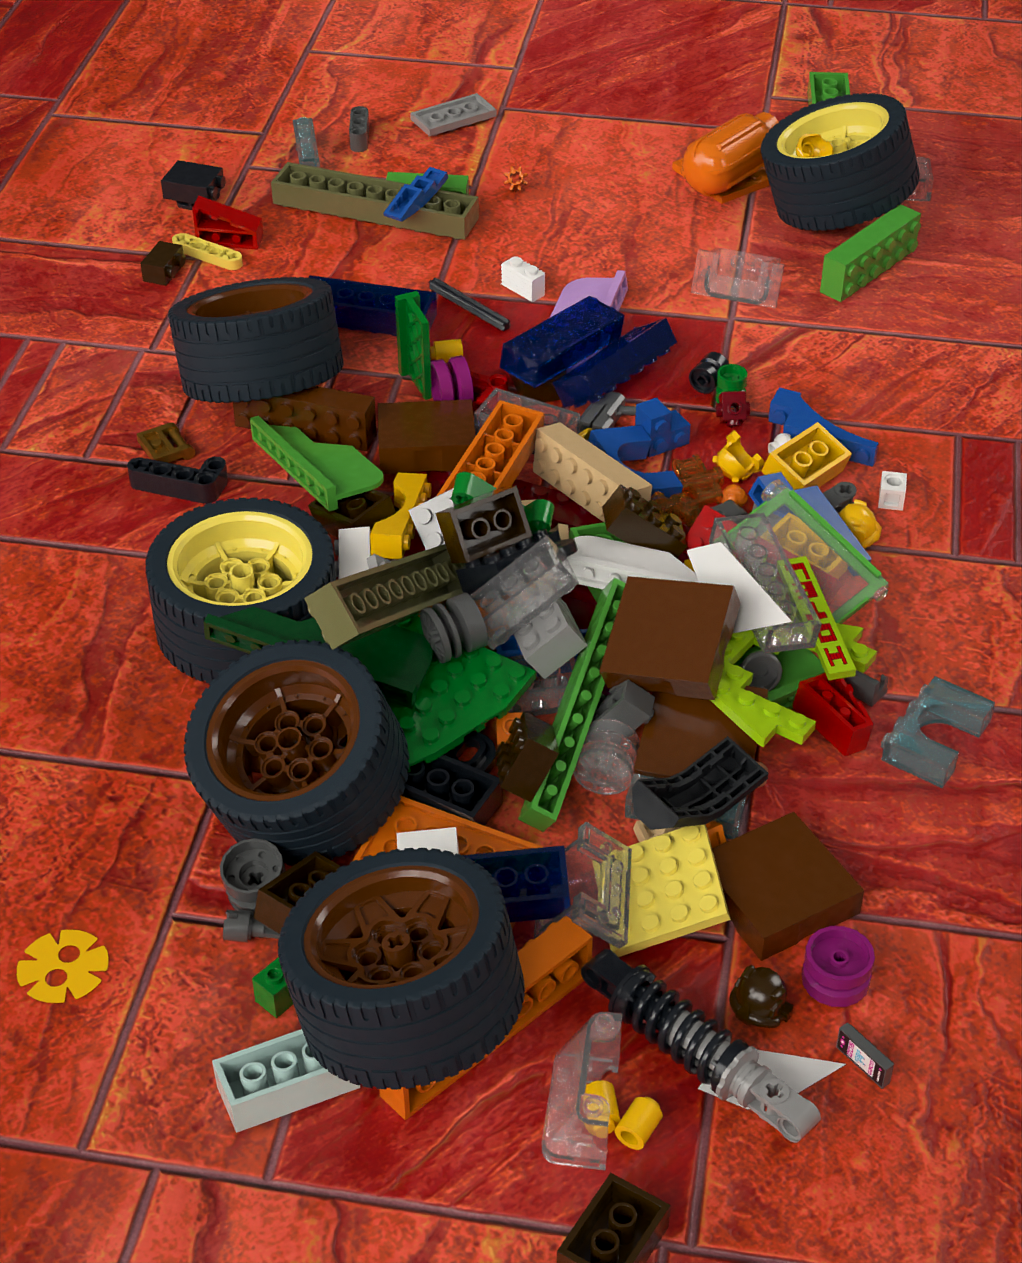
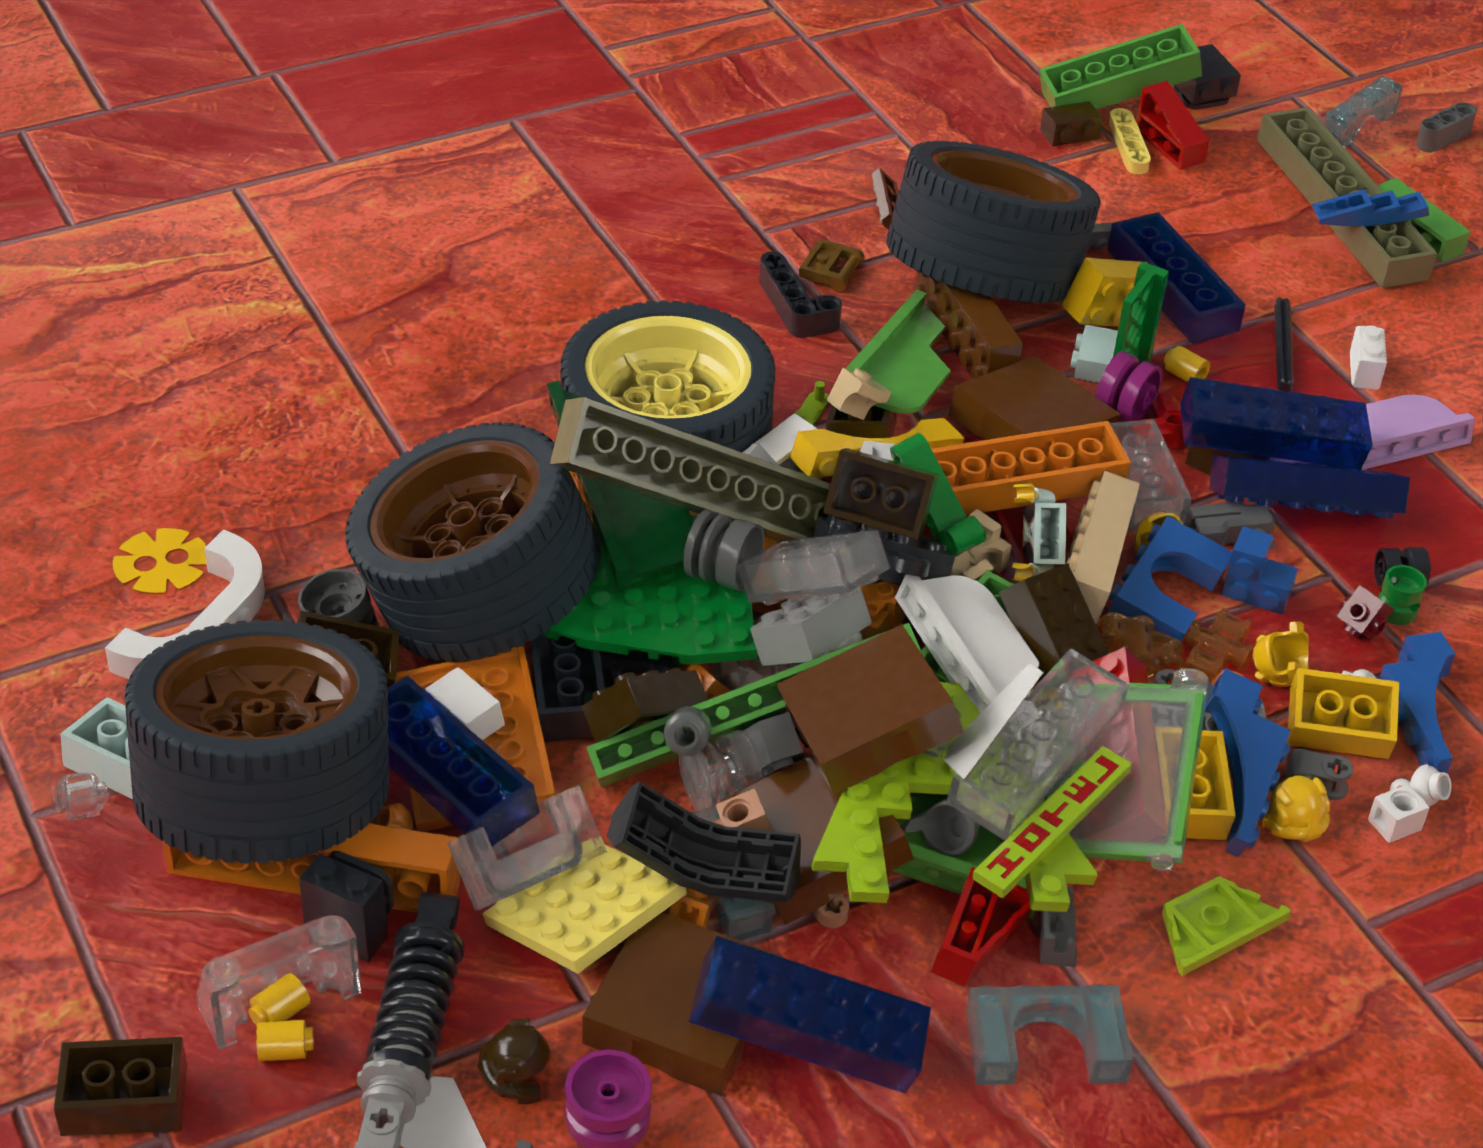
camera: 50 degrees right, 0 degrees up
(136, 384) = (886, 194): none -> reddish brown plate
(147, 916) = (226, 557): none -> white arch
(156, 209) = (1123, 69): none -> bright green brick
(287, 1134) = (79, 796): none -> clear head
(354, 489) = (857, 393): none -> tan brick
(364, 336) = (1100, 290): none -> yellow brick
(394, 380) = (1094, 352): none -> light aqua brick
(555, 485) = (1042, 531): none -> light aqua torso
(555, 1012) = (350, 890): none -> black brick
(585, 741) = (682, 740): none -> dark grey head
(673, 752) = (743, 812): none -> nougat brick
(855, 823) = (811, 1014): none -> clear blue brick
(878, 464) = (1428, 784): none -> white animal
(909, 613) = (1215, 921): none -> lime wing

